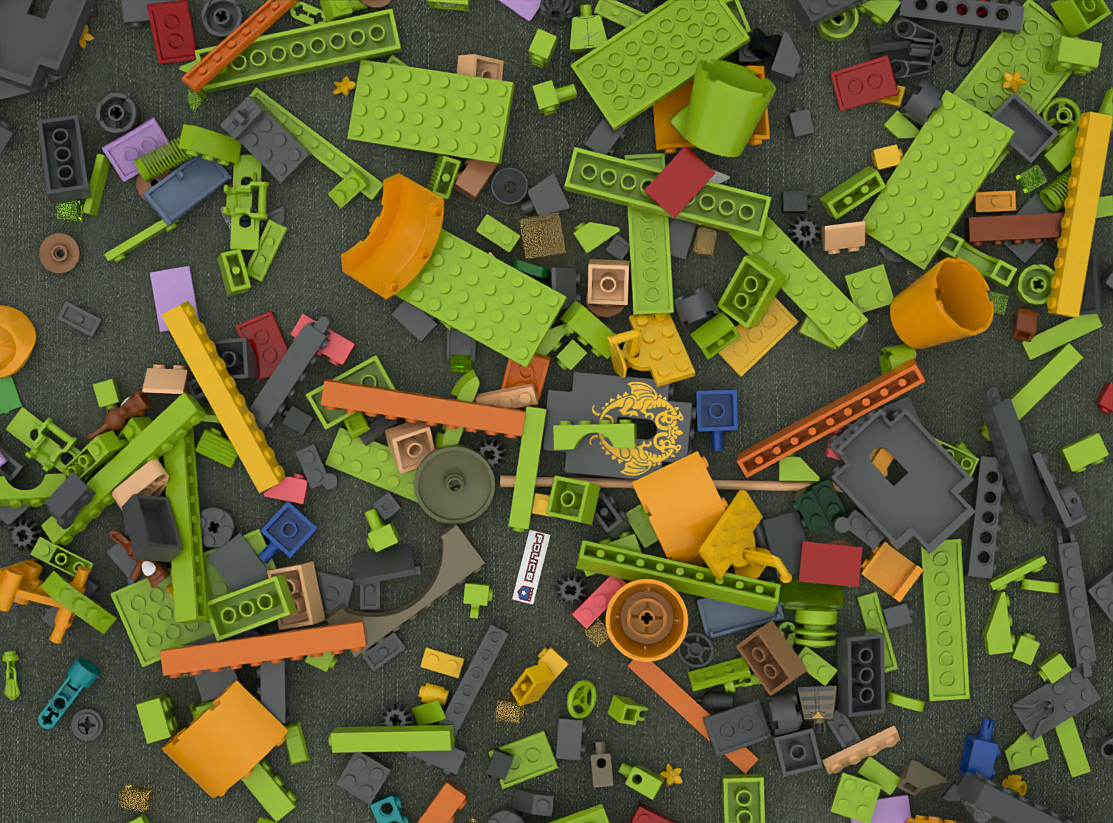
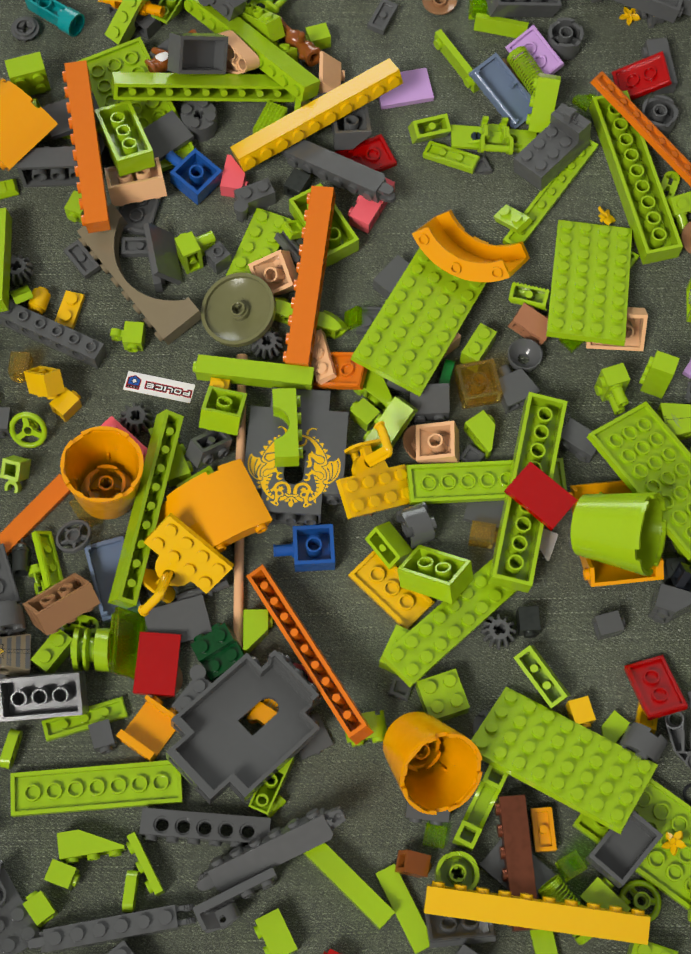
camera: 85 degrees right, 20 degrees down
(843, 236) = (496, 667): light nougat slope -> none

